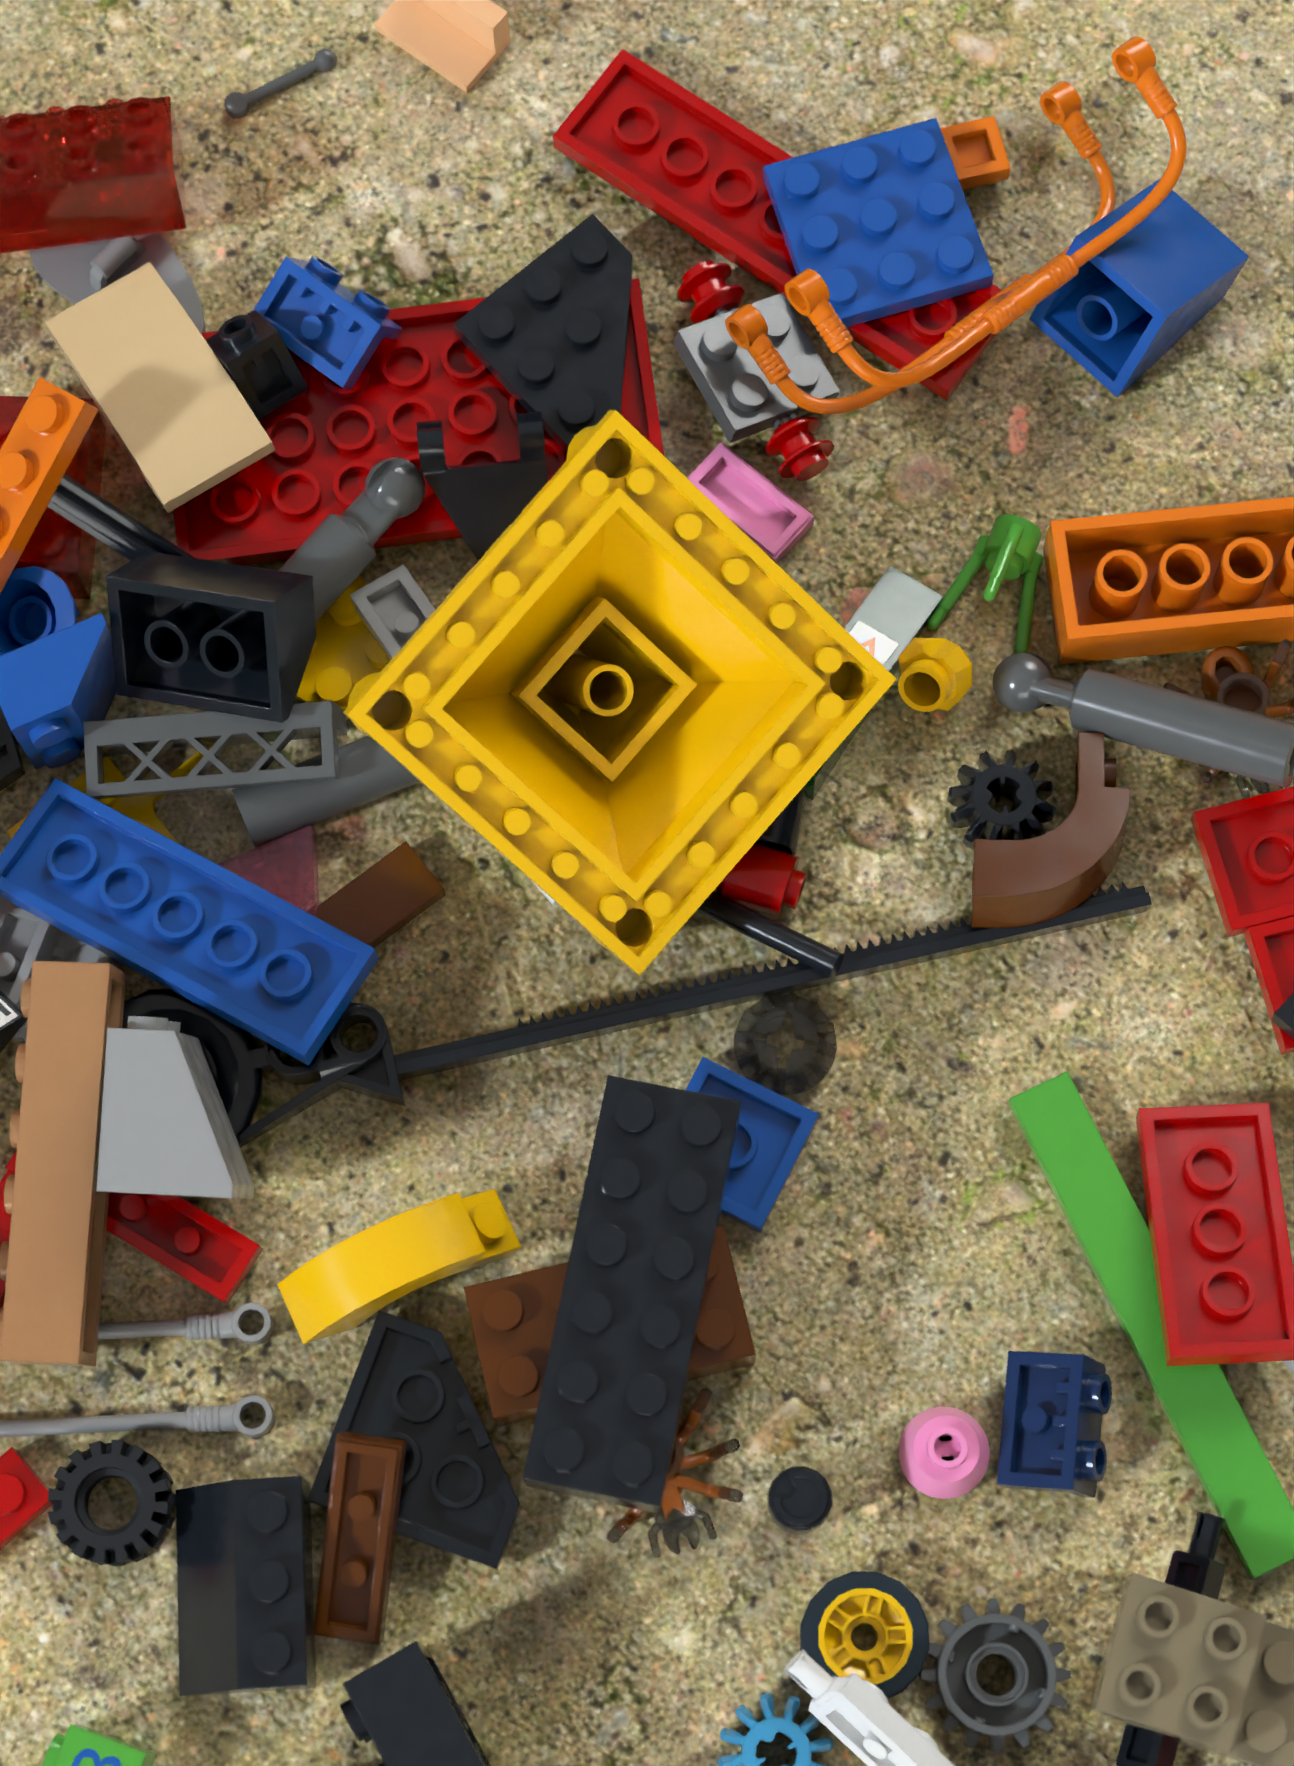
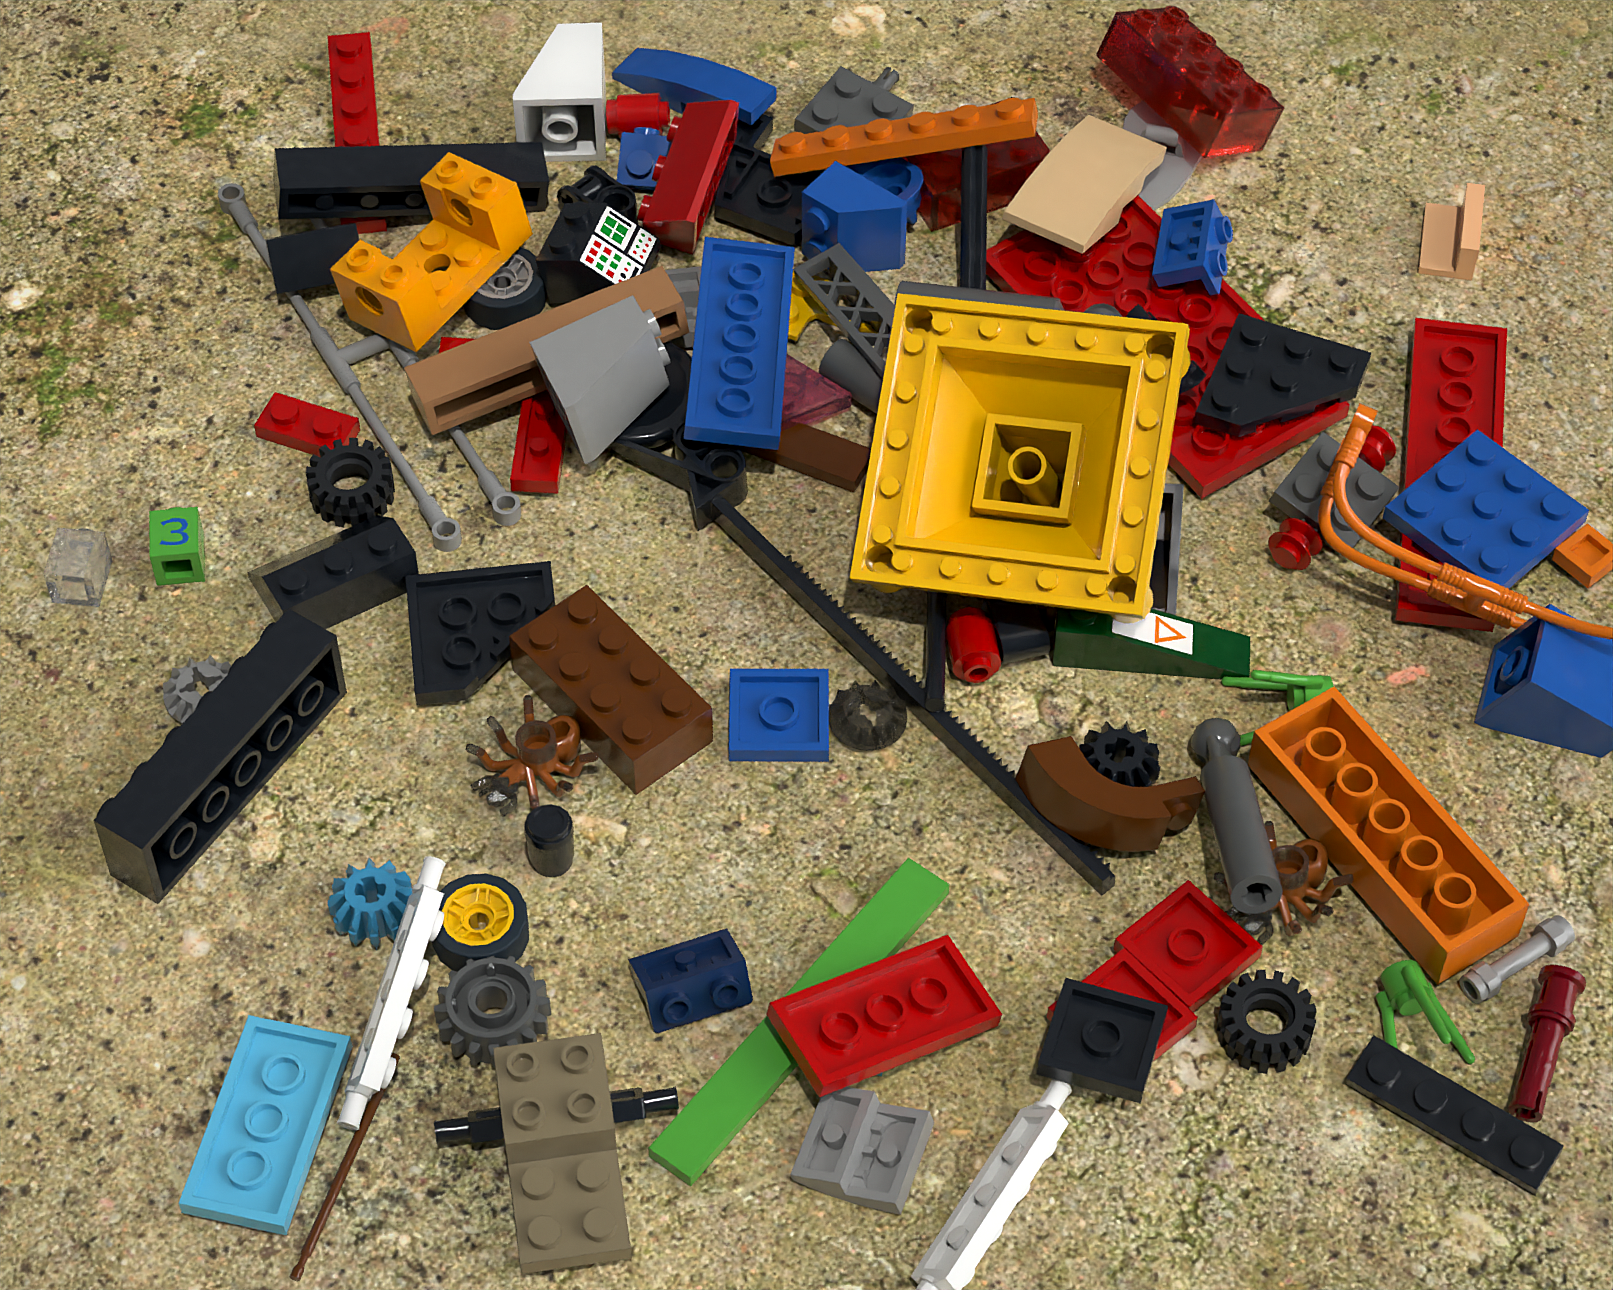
camera: 60 degrees right, 20 degrees down
(211, 634) = (934, 255): black slope -> none
(238, 104) = (1316, 161): dark grey hinge -> none
(257, 362) = (1134, 223): black bracket -> none
(359, 1537) = (397, 609): reddish brown tile -> none
(395, 1258) = (594, 546): yellow arch -> none
(632, 1295) = (629, 656): black brick -> none
(752, 502) = (1236, 539): bright pink tile -> none
(922, 1452) = (634, 923): bright pink cone -> none
(933, 674) = (1184, 683): yellow rock -> none

